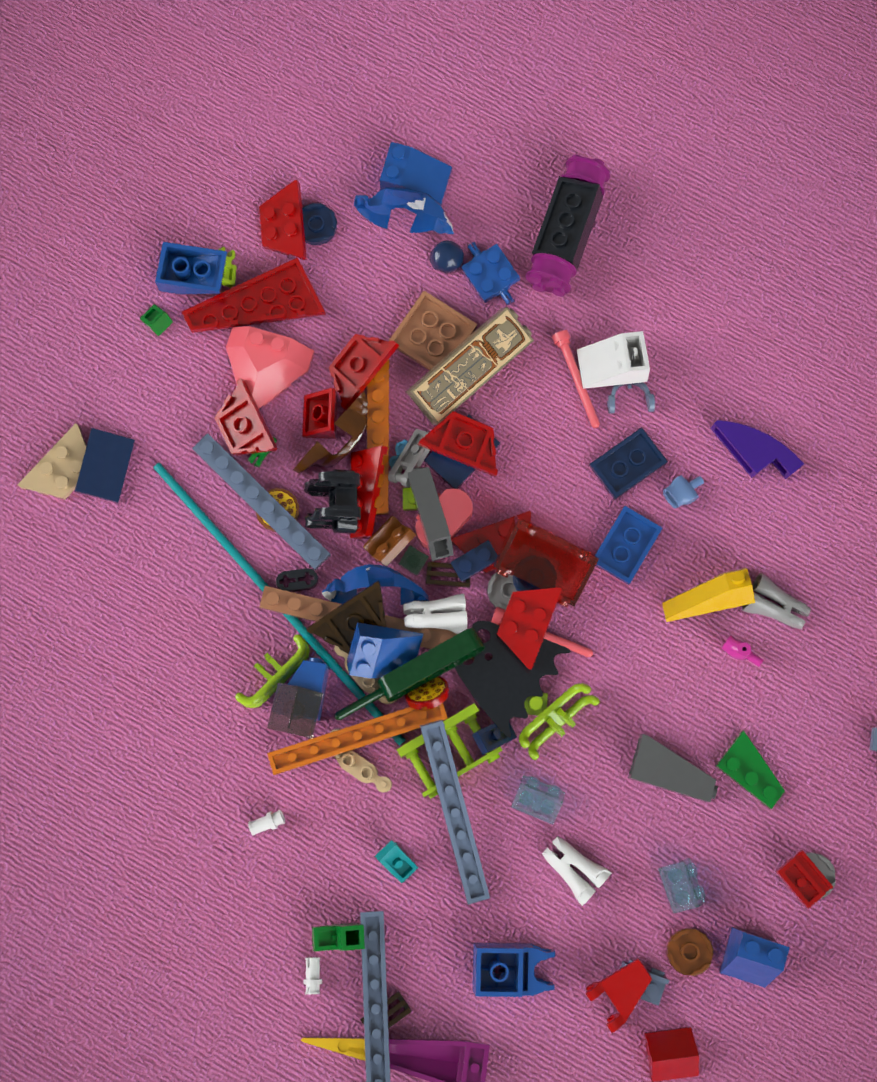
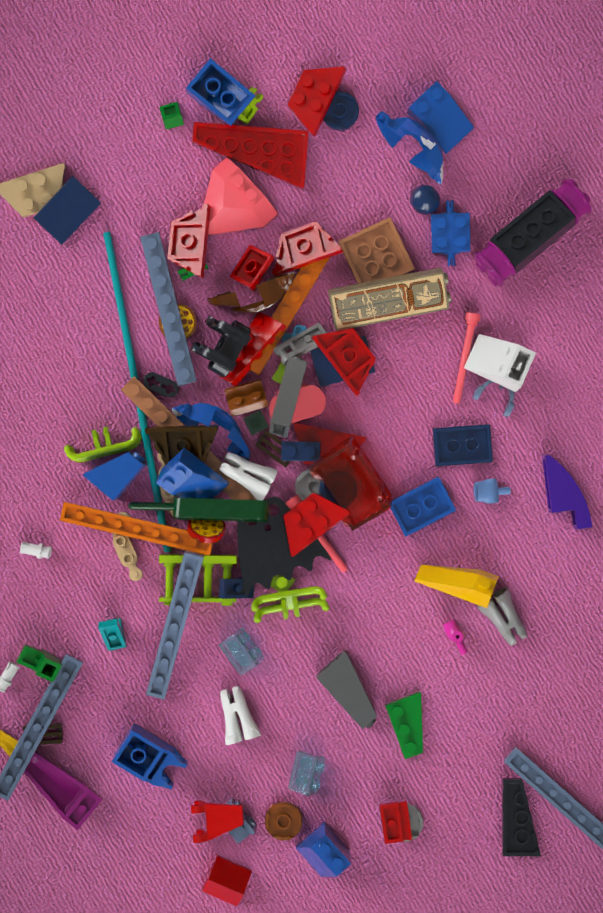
camera: 30 degrees right, 10 degrees up
(295, 710) = (99, 486): clear smoke slope -> none

